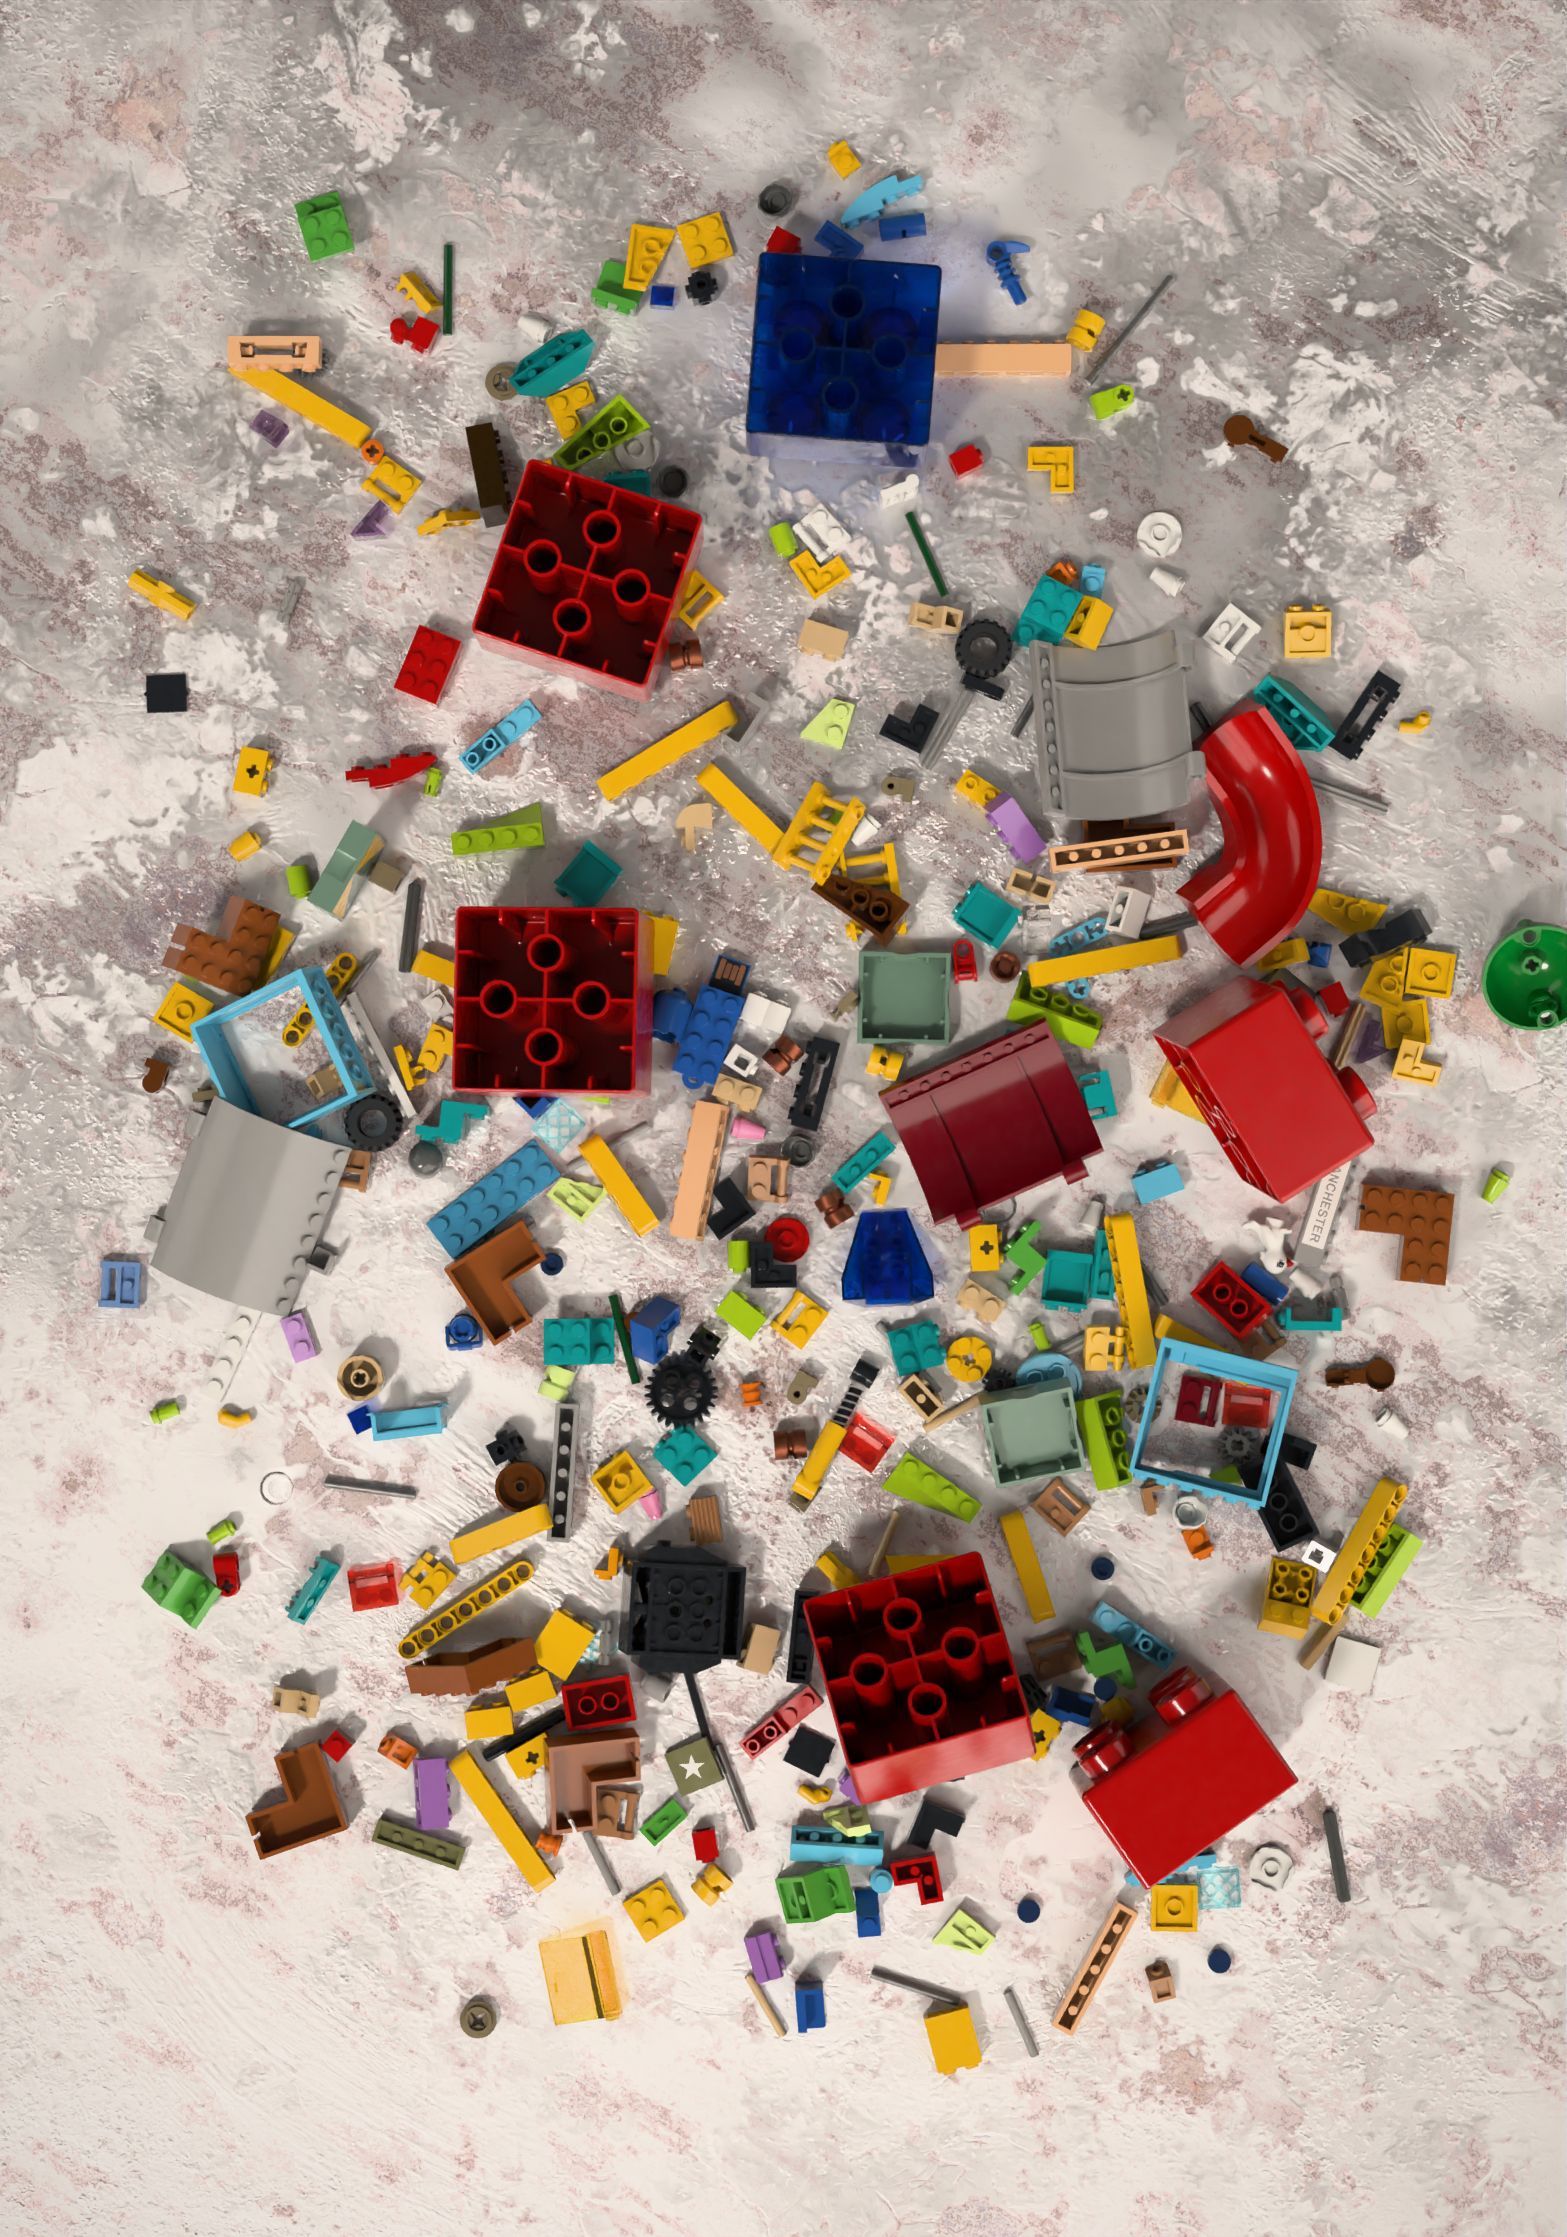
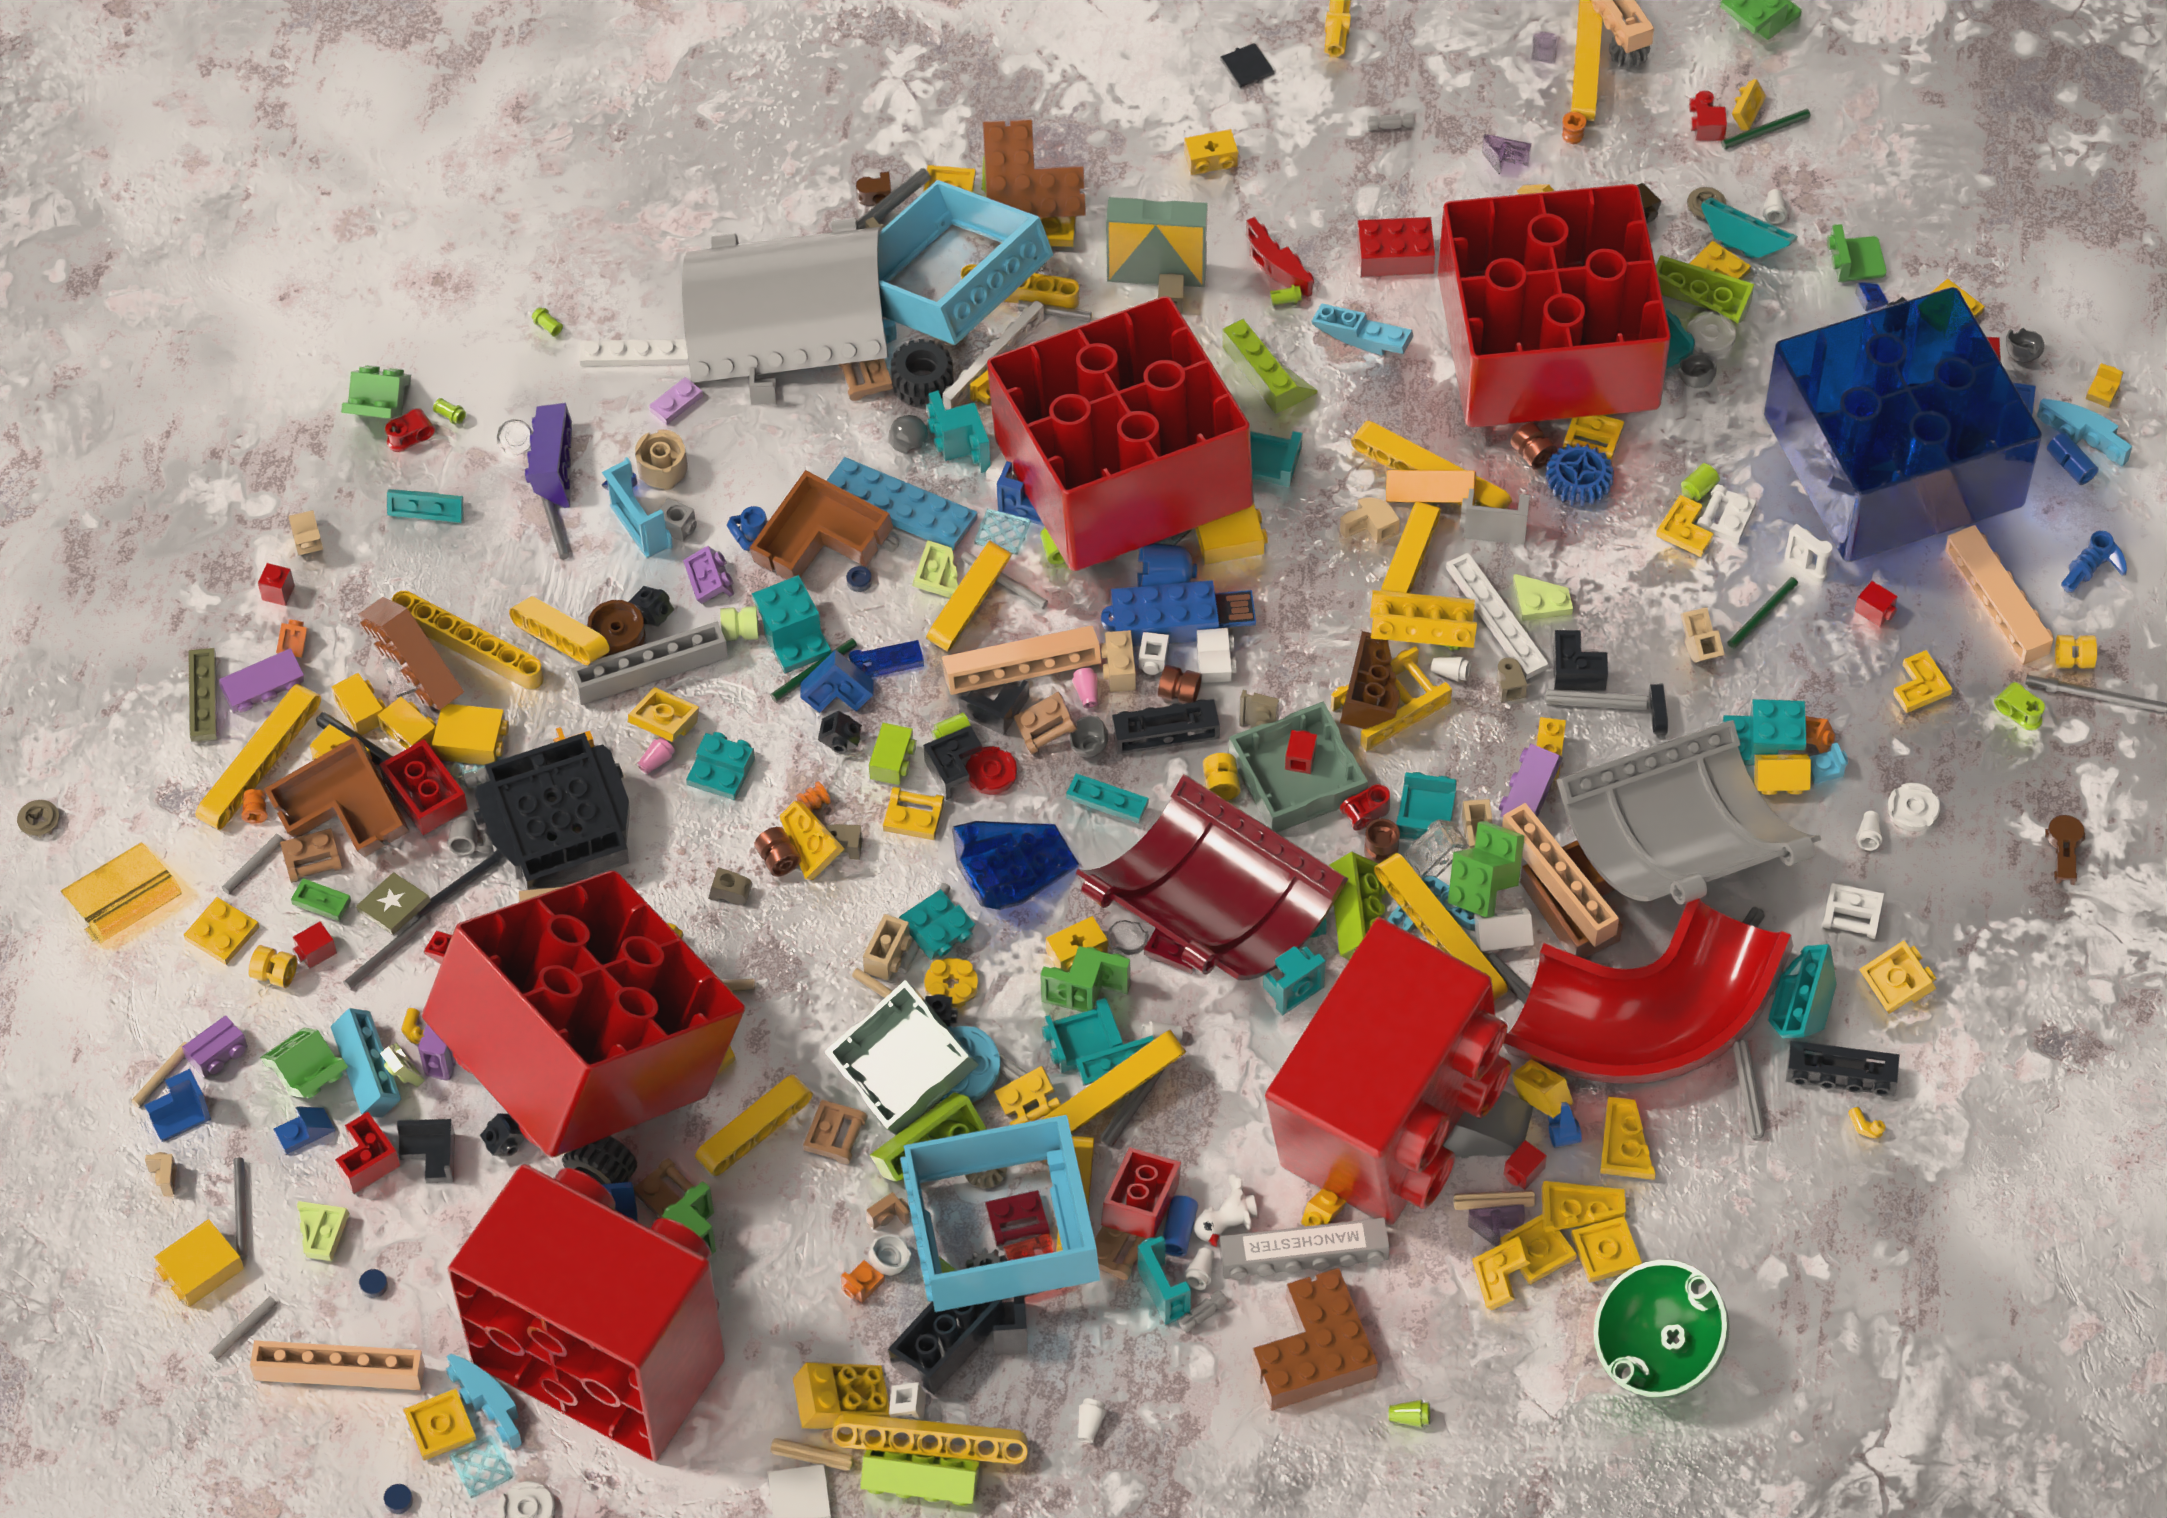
camera: 65 degrees right, 30 degrees down
(127, 1284) = (656, 245): medium blue plate -> none
(177, 1068) = (896, 197): none -> dark grey axle
(232, 1421) = (564, 379): yellow arm -> none
(245, 846) = (1136, 173): yellow brick -> none
(310, 1467) = (550, 453): none -> dark purple wedge
(312, 1805) = (201, 584): dark orange piece -> none
(374, 1595) = (444, 558): clear red plate -> none
(395, 478) = (1560, 159): yellow plate -> none
(416, 1392) = (676, 511): none -> light grey brick
(432, 1585) = (478, 605): yellow plate -> none
(493, 1386) = (708, 574): none -> medium lavender bracket
(642, 1275) = (888, 658): none -> clear blue plate
(645, 254) = (1902, 261): yellow wing -> none
(677, 1412) = (782, 734): black gear -> none
(688, 760) = (1429, 486): none -> light orange piece
(705, 1520) = (660, 810): medium nougat brick -> none
(737, 639) = (1592, 482): none -> blue gear
(790, 1414) = (810, 839): none -> yellow wing
(822, 640) = (1620, 552): tan brick -> none
(832, 768) = (1497, 615): none -> white plate
(833, 1431) = (748, 873): piece -> none
(834, 1208) = (1045, 792): copper wheel -> none
(859, 1449) = (803, 921): clear red plate -> none
(863, 2036) = (165, 1171): none -> tan bracket
(880, 1191) = (1089, 829): yellow bracket -> none
(881, 1879) = (342, 1115): medium azure brick -> none
(890, 989) = (1301, 751): none -> red brick
(927, 1487) = (795, 992): lime wedge -> none
(980, 1300) = (1018, 963): tan brick -> none
(989, 630) = (1702, 676): black tyre -> none
(1039, 1336) = (1010, 1036): lime pin -> none
(1081, 904) = (1486, 869): none -> bright green bracket
(1102, 1568) = (787, 1202): dark blue tile -> none
(1133, 1635) = (729, 1250): medium azure slope -> none
(1157, 1183) = (1232, 1078): medium azure brick -> none
(1160, 1982) = (346, 1445): medium nougat bracket -> none
(1371, 946) = (1624, 1189): black brick -> none
(1376, 1374) = (1137, 1389): reddish brown piece -> none

